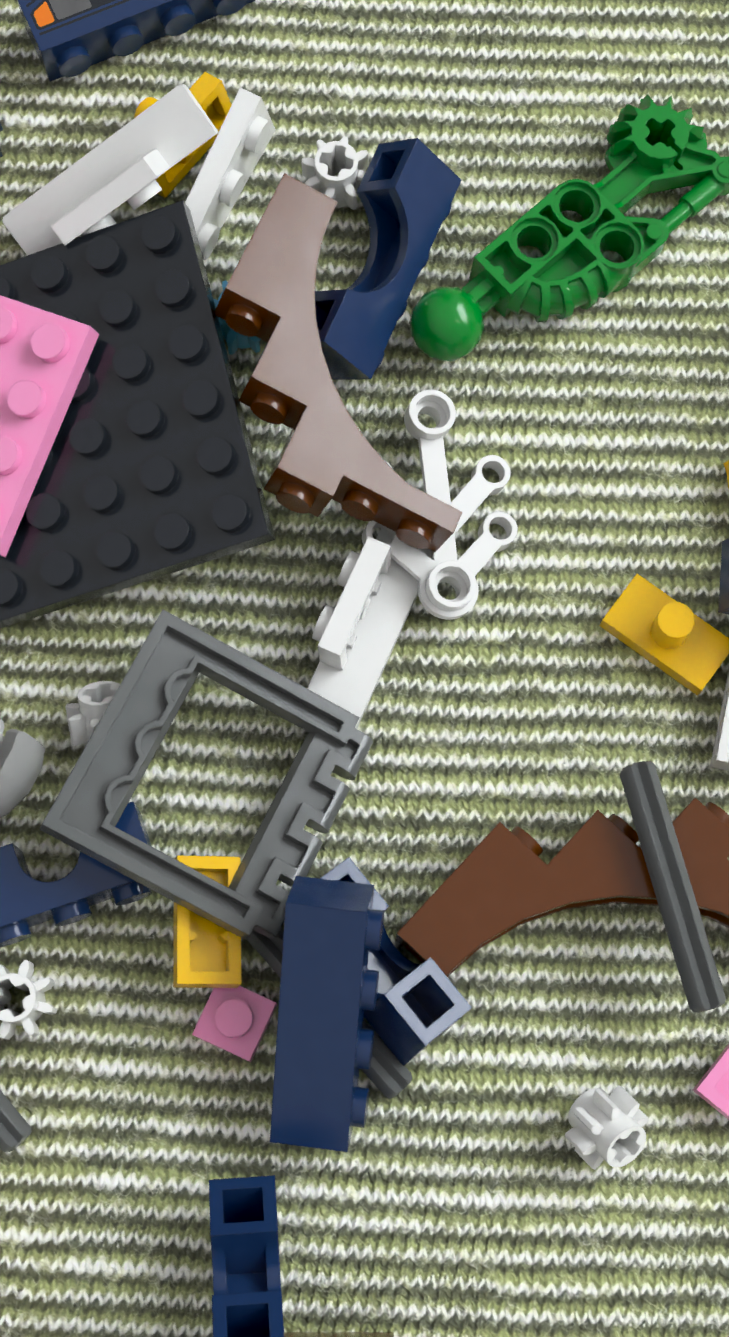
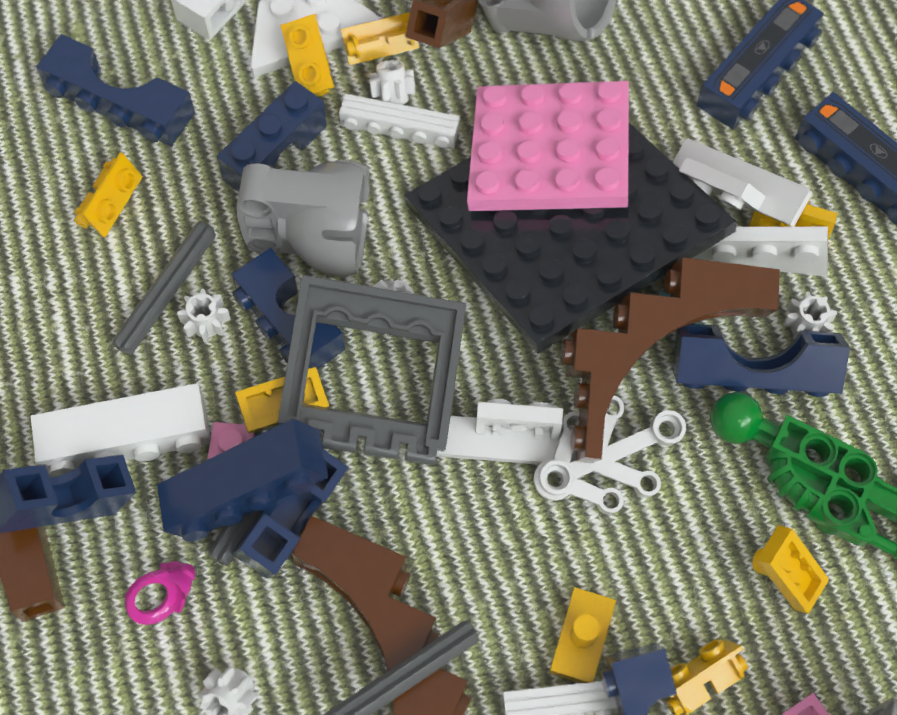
camera: 70 degrees right, 10 degrees down
(158, 1176) = (127, 426): none -> white brick
(425, 1156) = (176, 578): none -> dark pink piece
(672, 342) = (791, 569): none -> yellow tile

